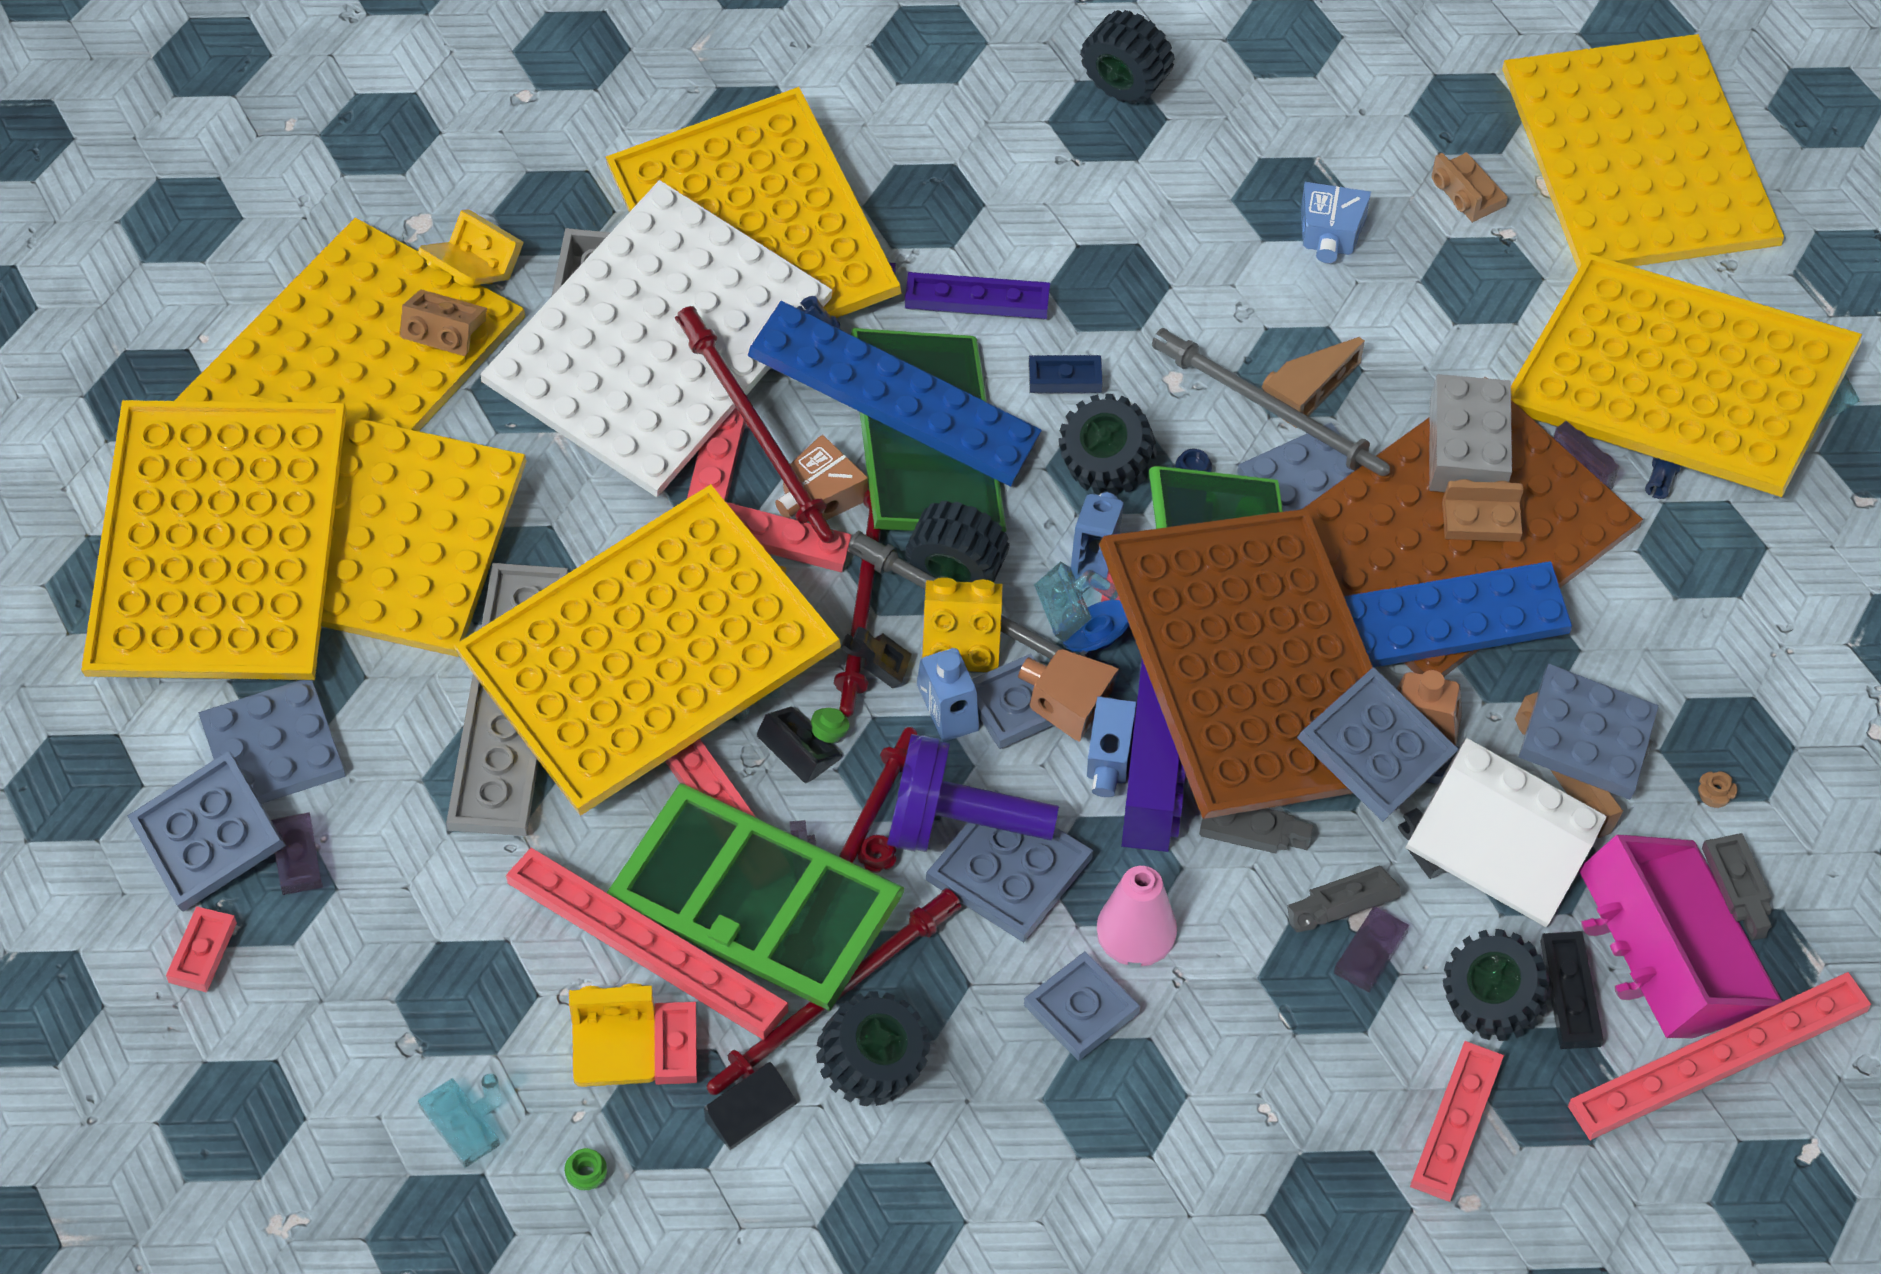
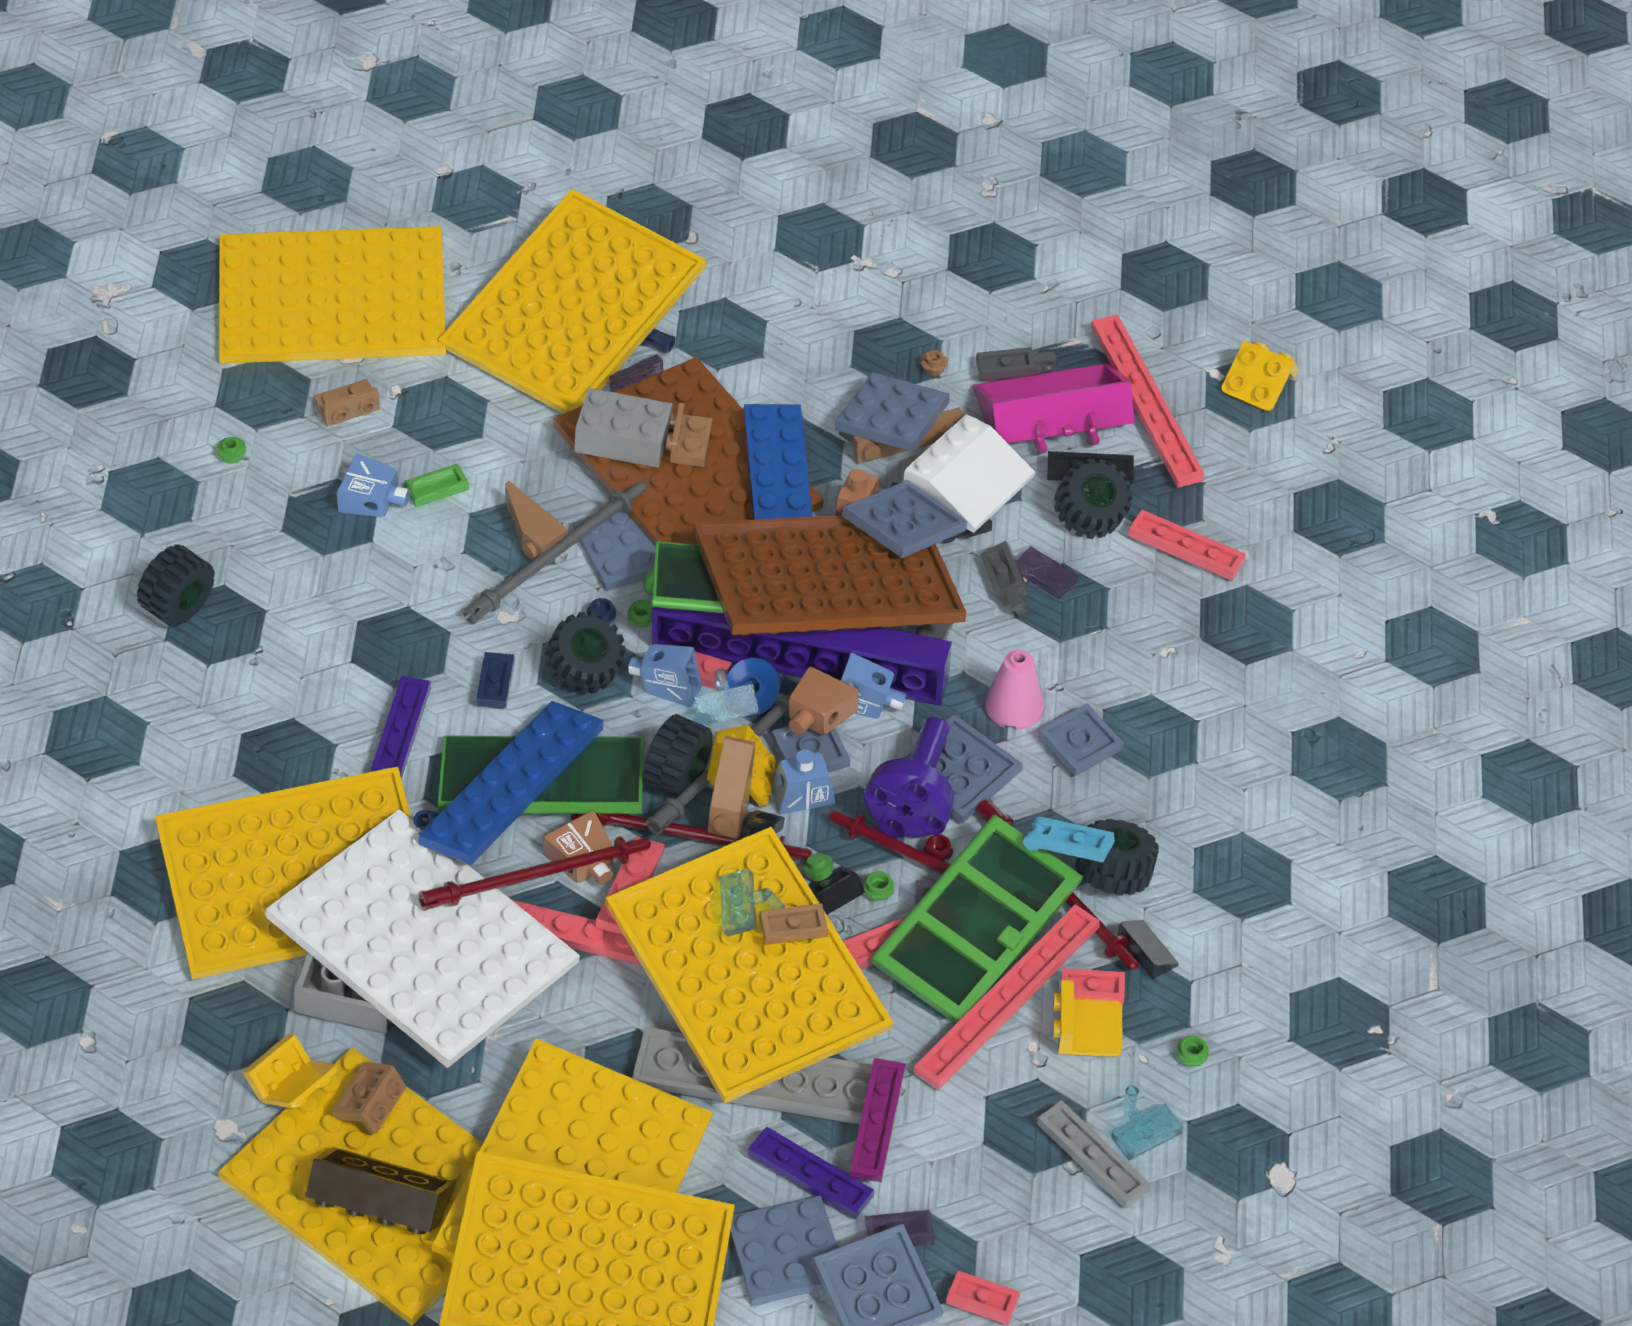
camera: 85 degrees left, 5 degrees down
(320, 339) = (379, 1190): none -> dark brown slope
(375, 756) = (811, 1172): none -> dark purple plate
(414, 1058) = (1093, 1154): none -> light grey plate
(437, 806) = (877, 1120): none -> magenta plate
(691, 674) = (793, 924): none -> medium nougat plate
(710, 612) = (739, 902): none -> clear light blue plate
(810, 784) = (878, 879): none -> bright green plate
(857, 968) = (1069, 839): none -> medium azure plate
(899, 600) = (732, 788): none -> medium nougat slope
(1361, 287) = (437, 485): none -> bright green tile
(1365, 93) = (231, 449): none -> bright green plate
(1815, 1201) = (1259, 375): none -> yellow bracket

